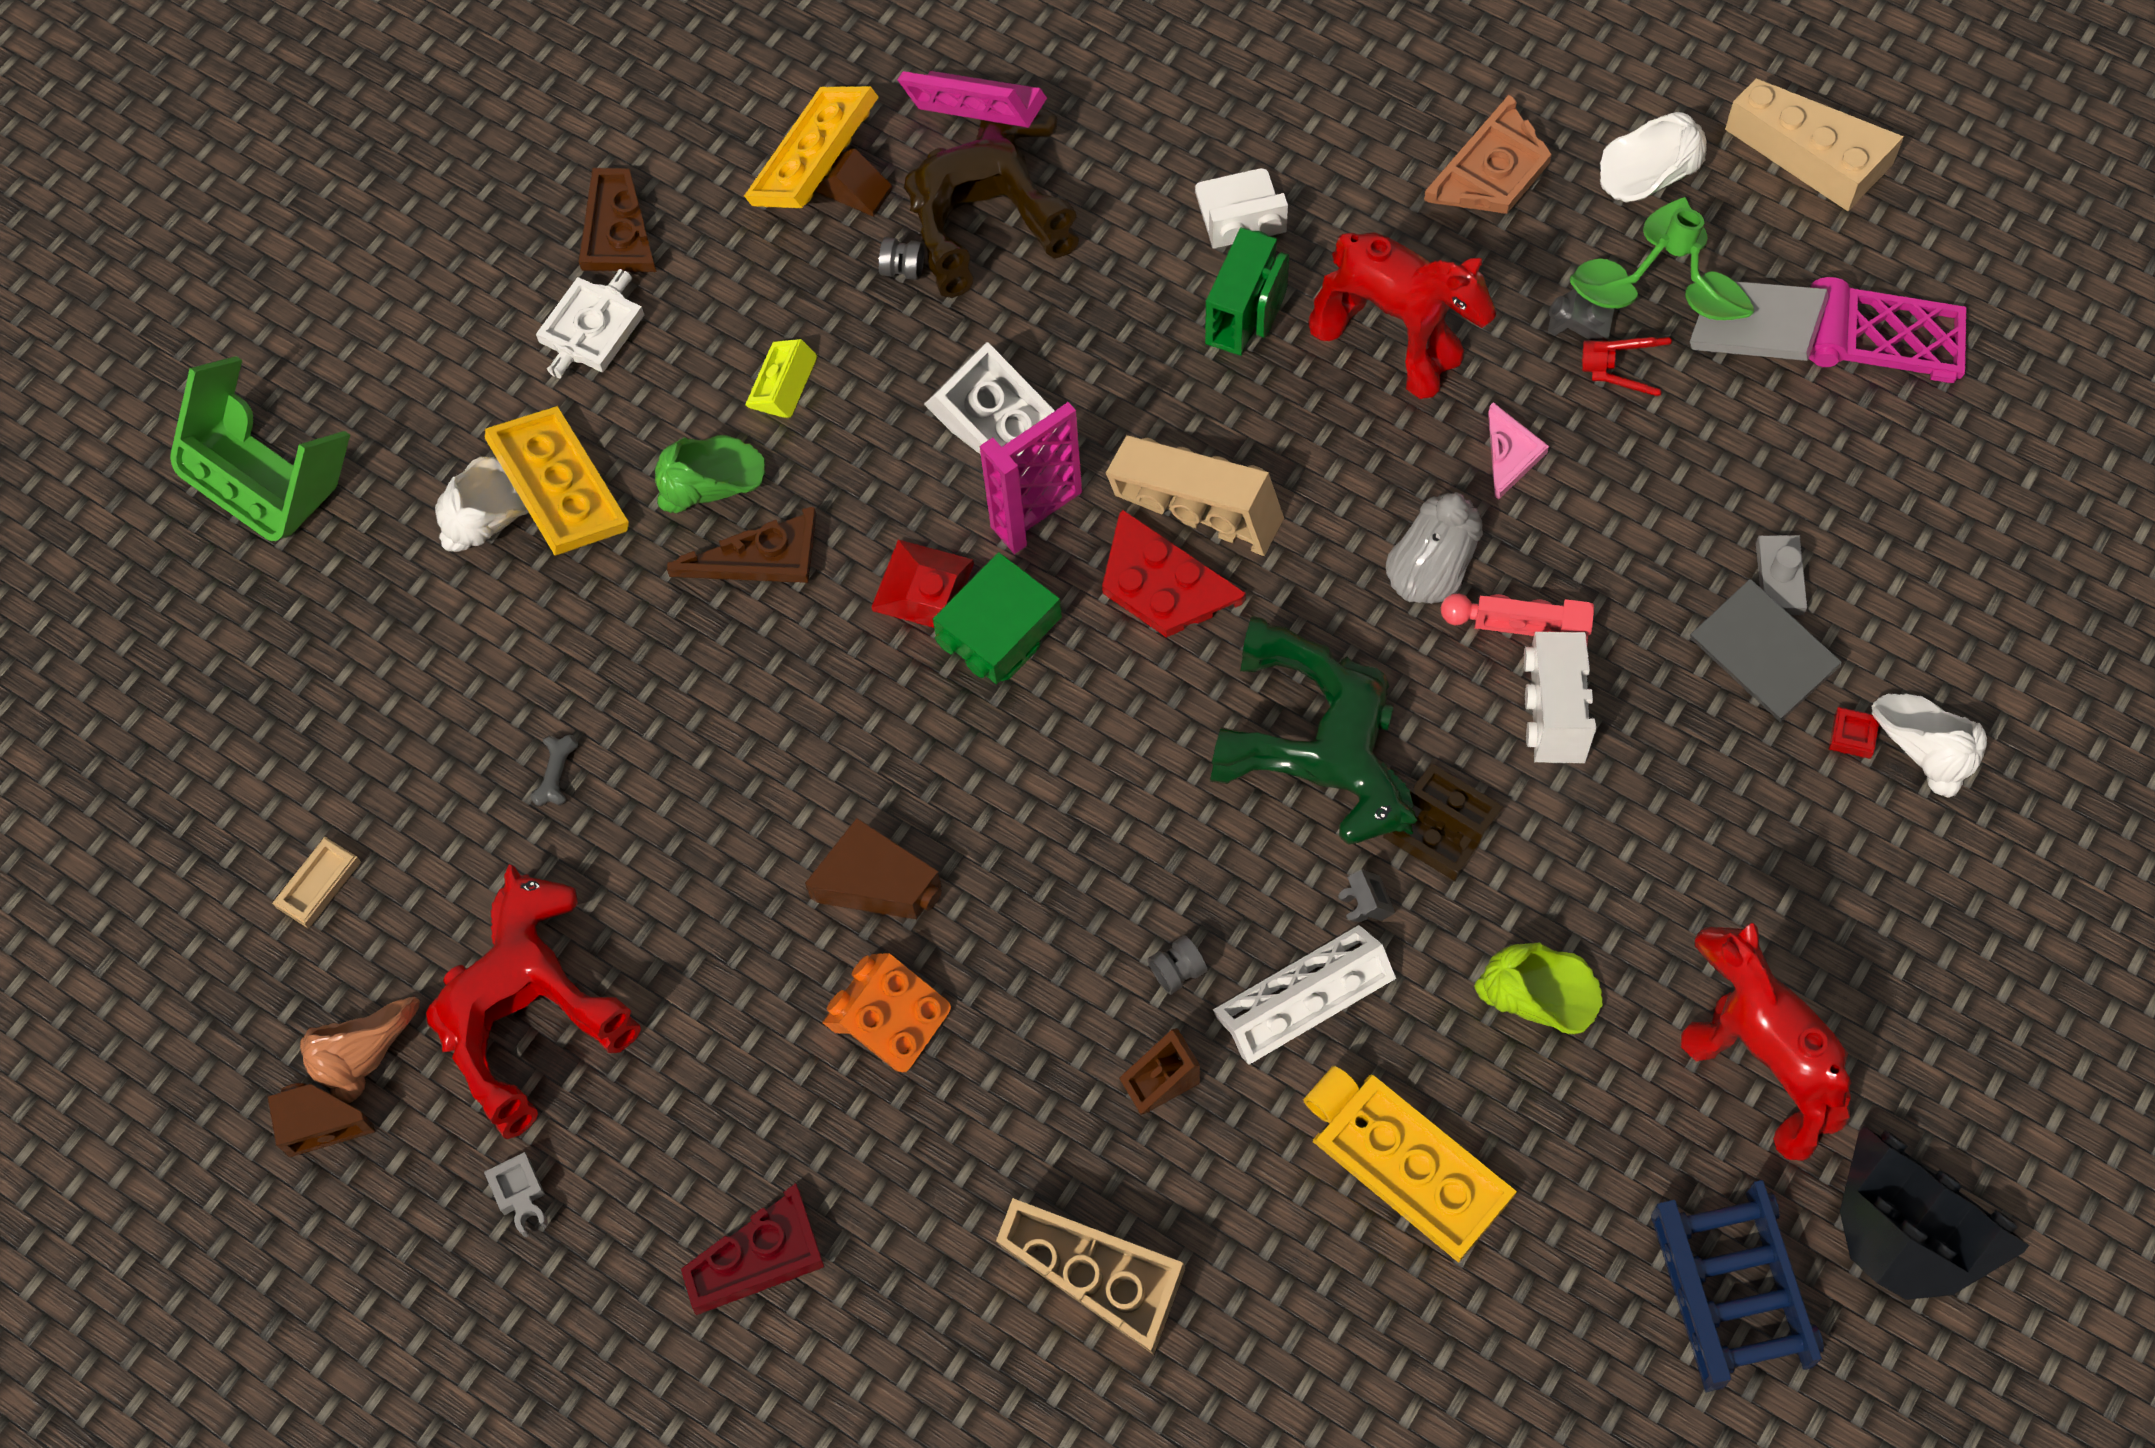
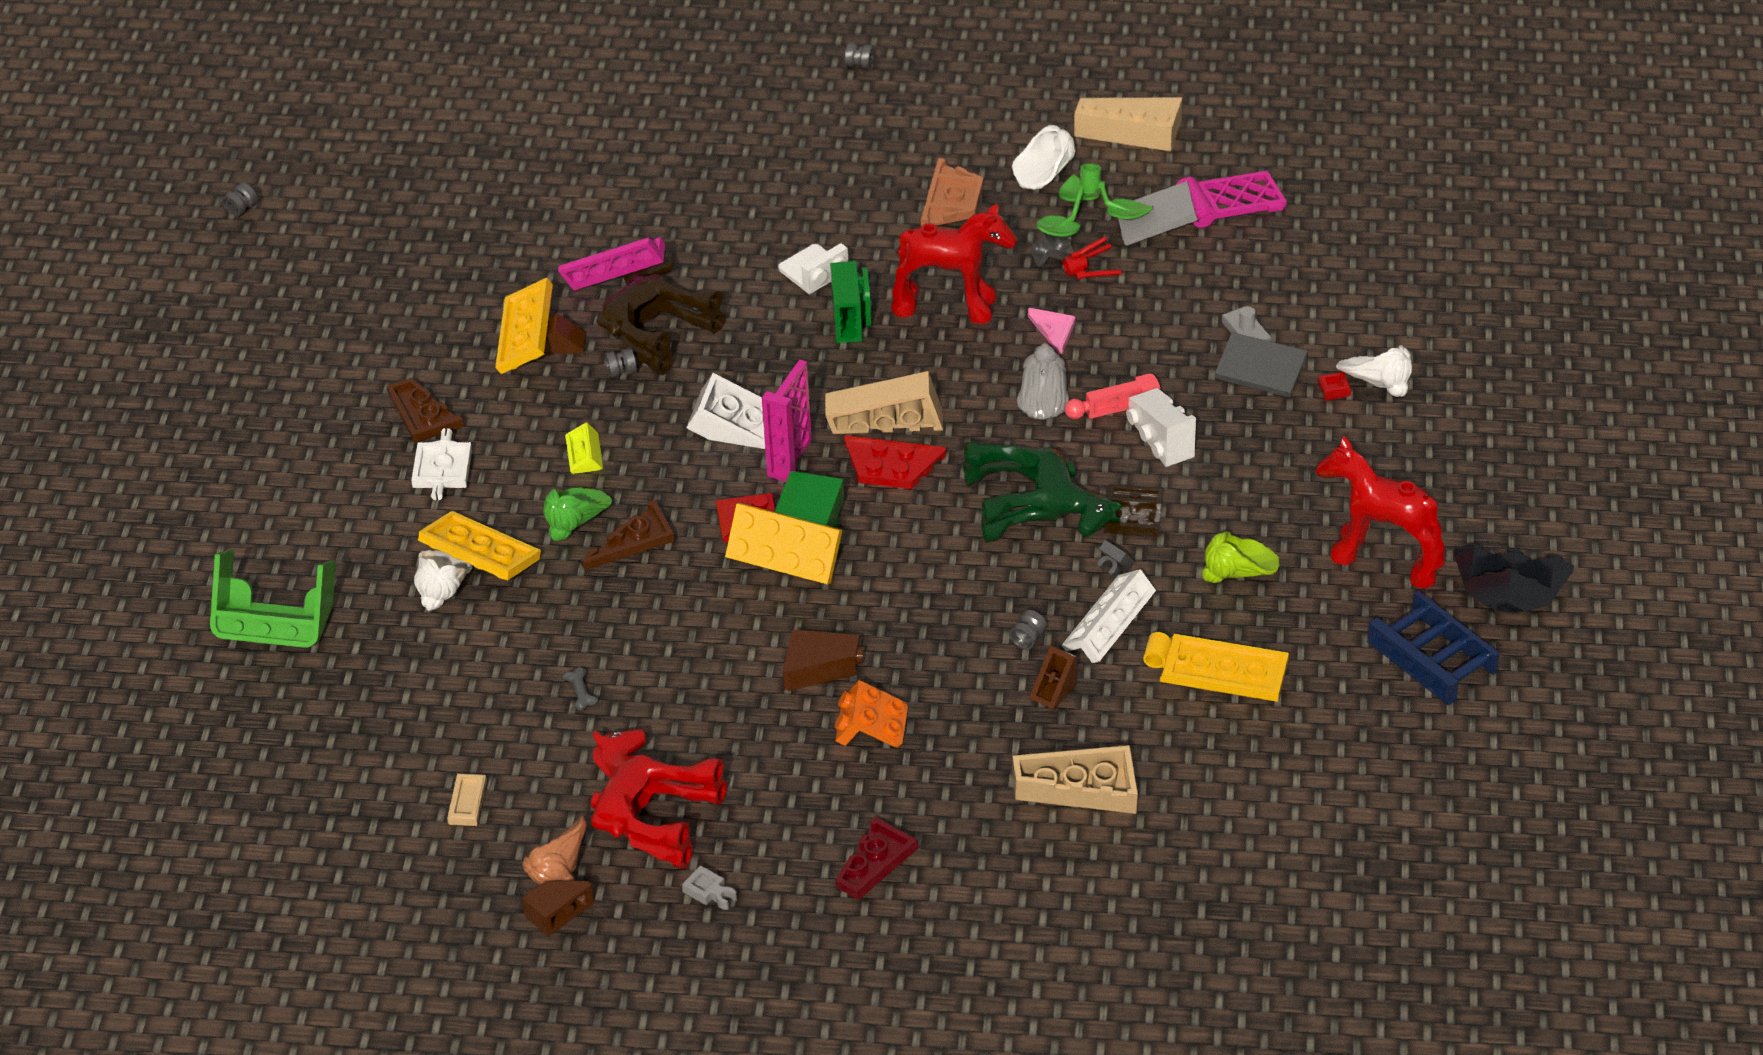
camera: 30 degrees left, 20 degrees down
(931, 664) = (783, 543): none -> yellow plate

